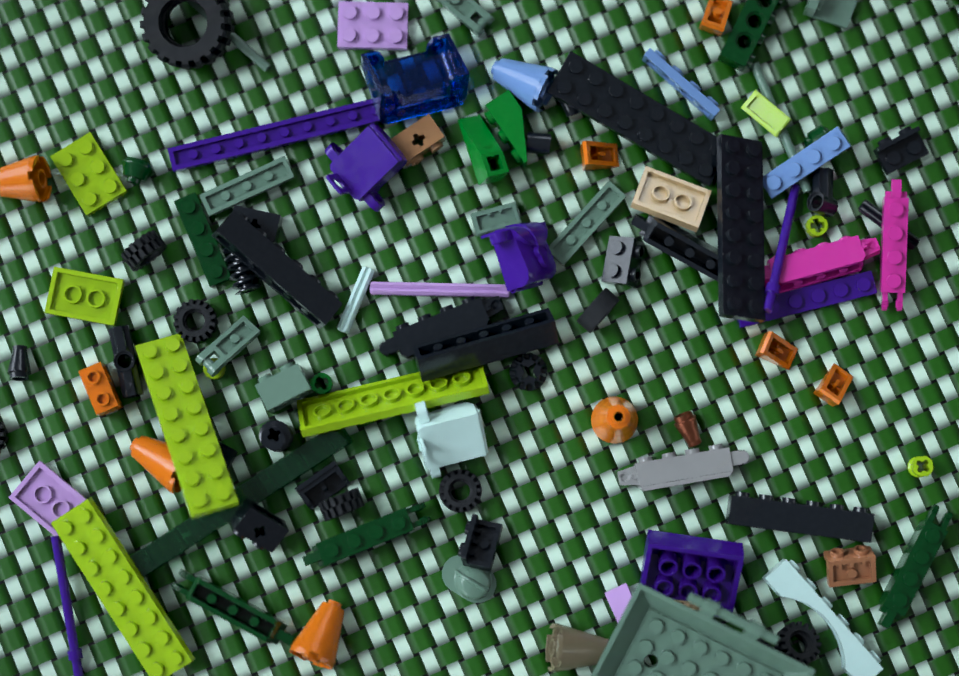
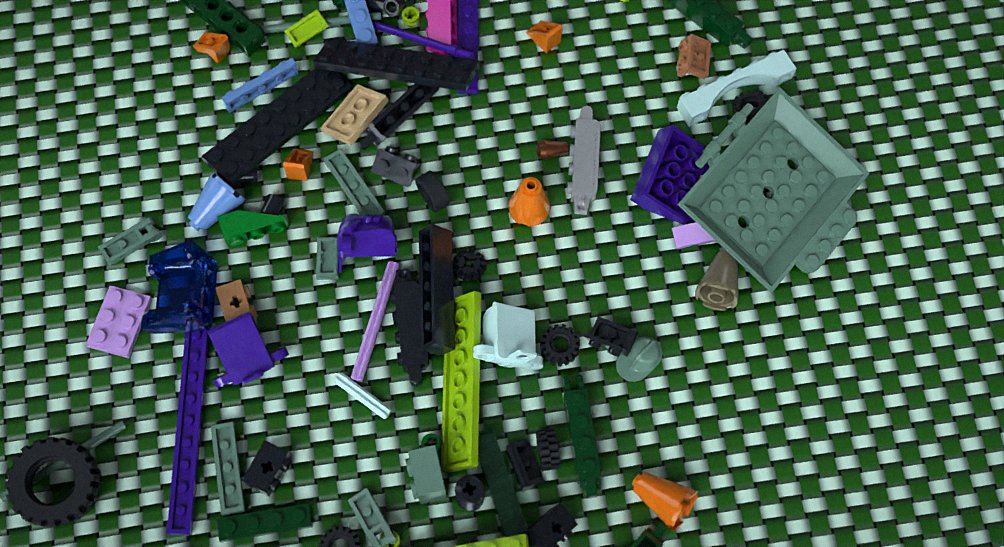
camera: 75 degrees left, 15 degrees down
(243, 275) = (303, 489): black piece -> none
(277, 269) = (313, 454): black brick -> none
(483, 150) = (266, 251): green slope -> none
(776, 350) = (503, 69): orange slope -> none
(800, 518) = (647, 84): black brick -> none

